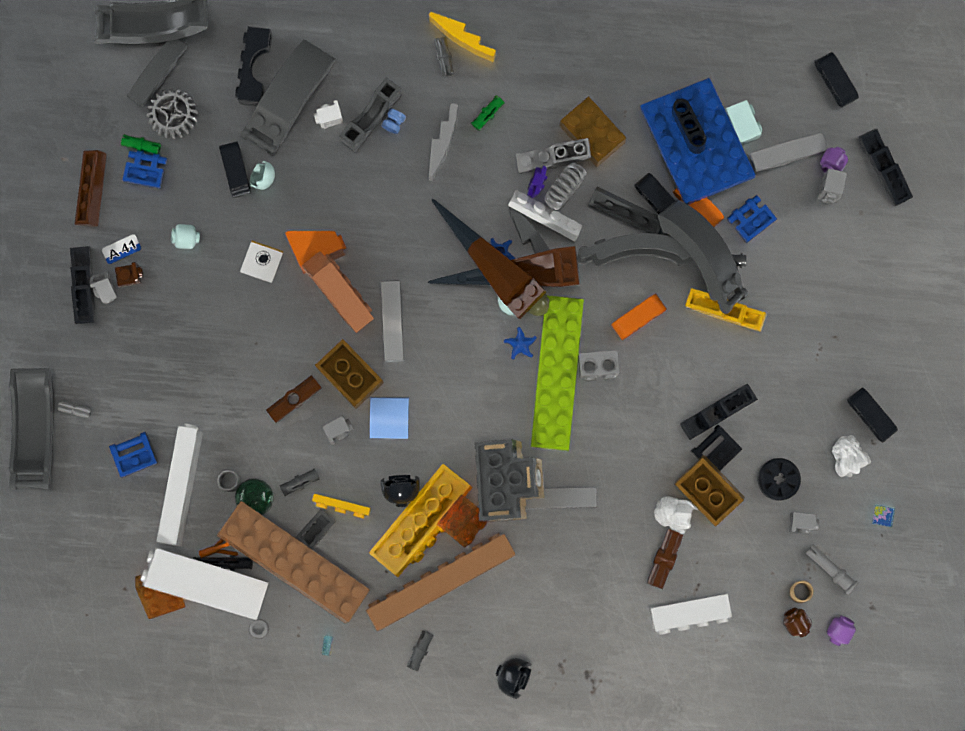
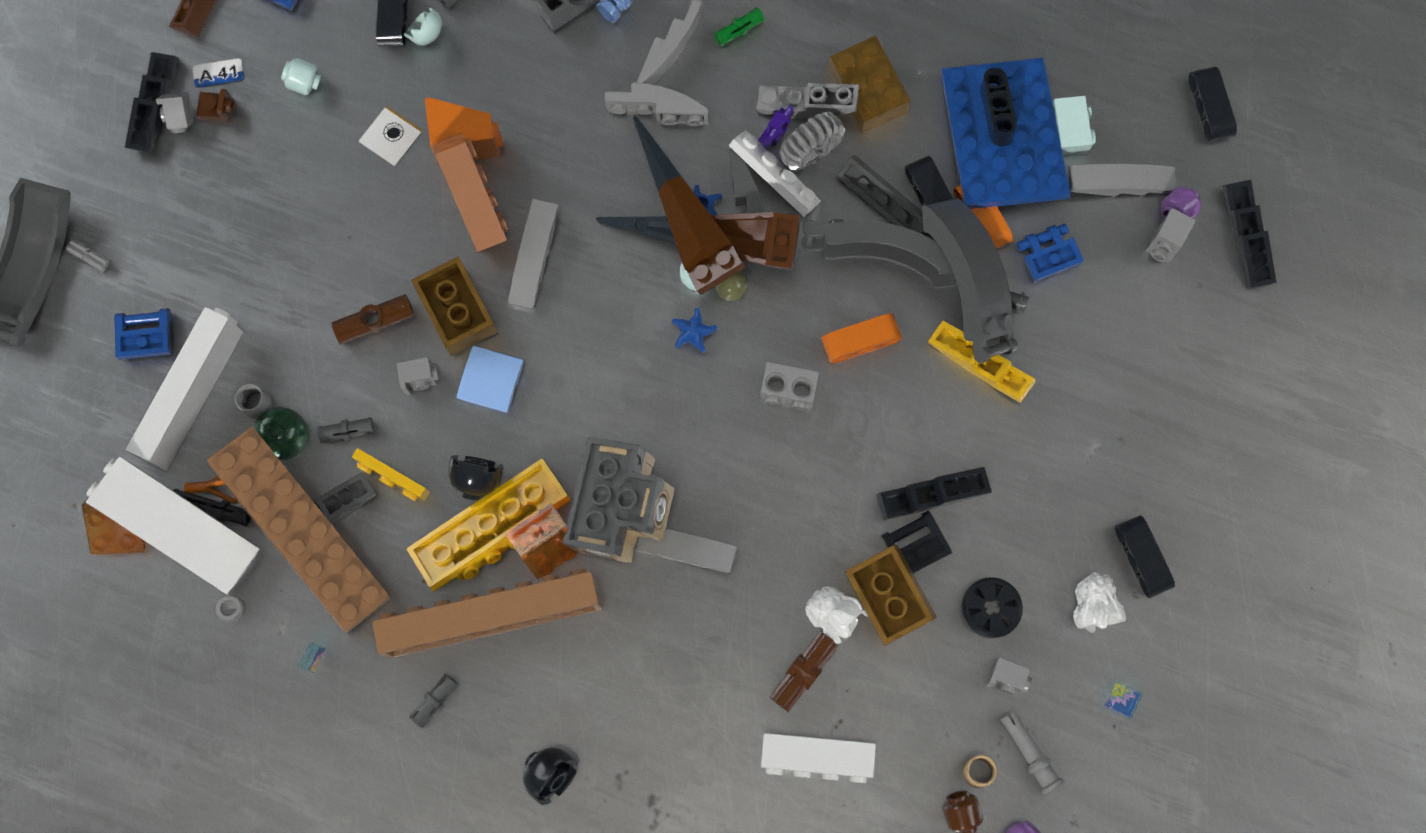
camera: 20 degrees right, 5 degrees down
(455, 185) = (668, 104): none -> light grey slope
(557, 374) = (730, 384): lime plate -> none

